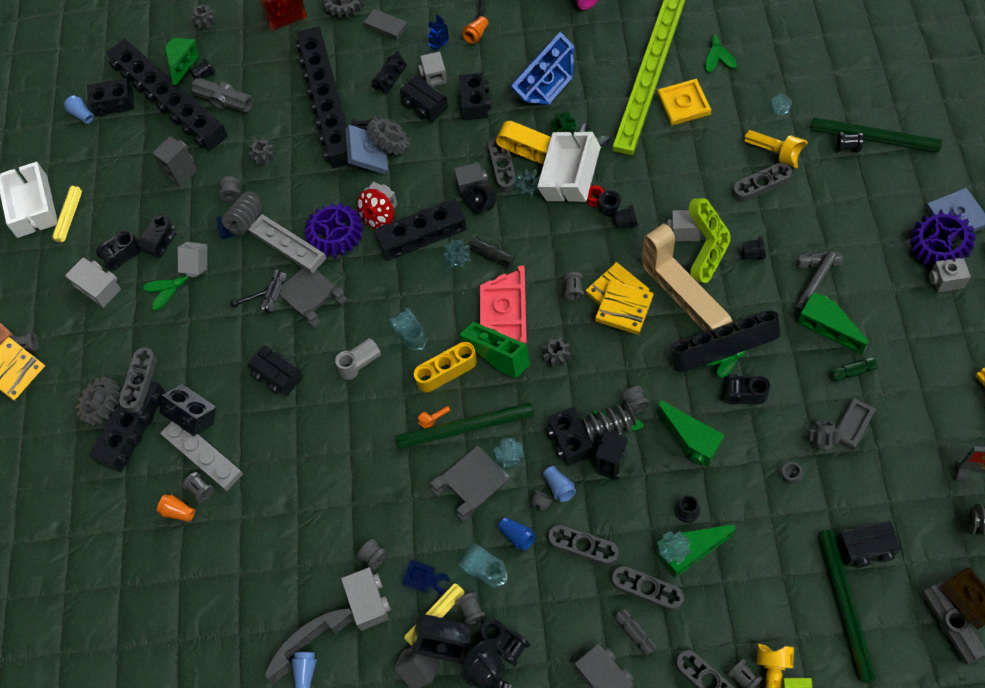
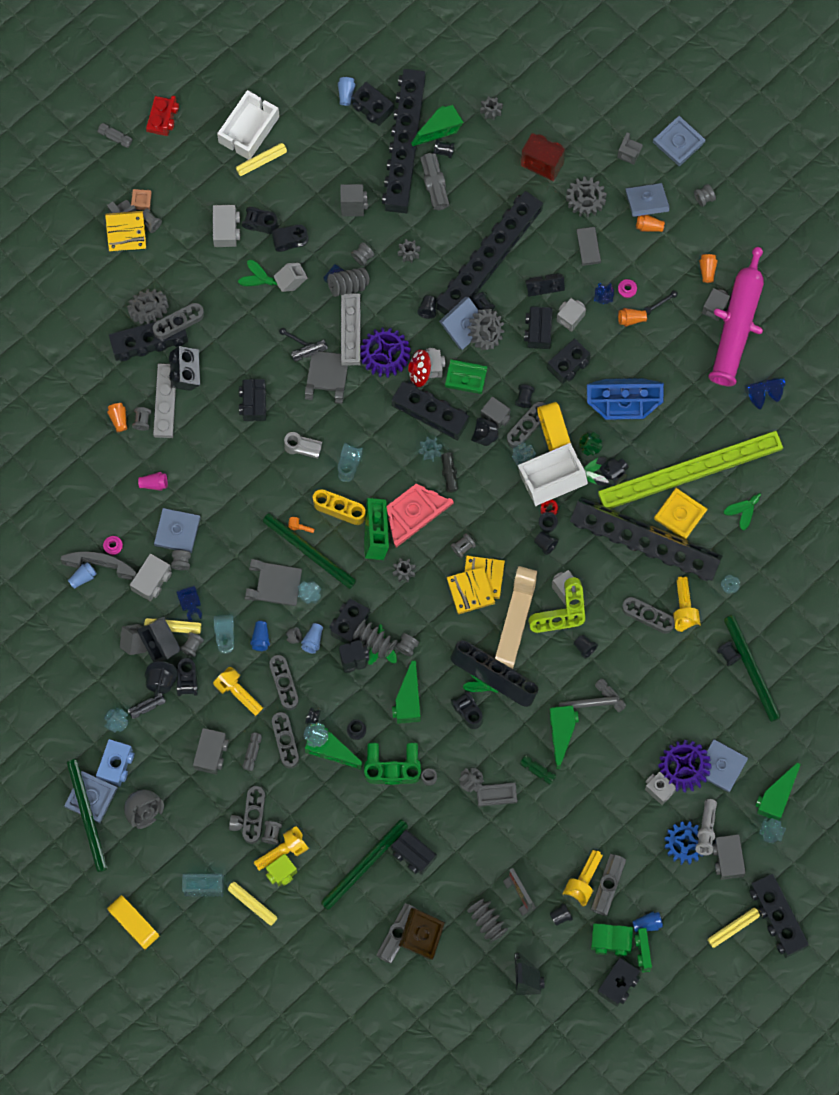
camera: 45 degrees right, 10 degrees up
(271, 520) = (154, 481): none -> dark pink cone
(304, 618) = (113, 551): none -> dark pink plate
(327, 172) = (427, 307): none -> black piece
(338, 537) = (177, 530): none -> sand blue plate
(415, 182) = (466, 376): none -> green plate
(450, 18) = (627, 293): none -> dark pink plate
(474, 148) = (524, 396): none -> black bush
(540, 598) = (228, 681): none -> yellow piece
(604, 121) = (616, 470): none -> black piece
(643, 541) = (312, 716): none -> black bush
(753, 101) = (656, 536): none -> black brick
(762, 504) = (392, 772): none -> green piece

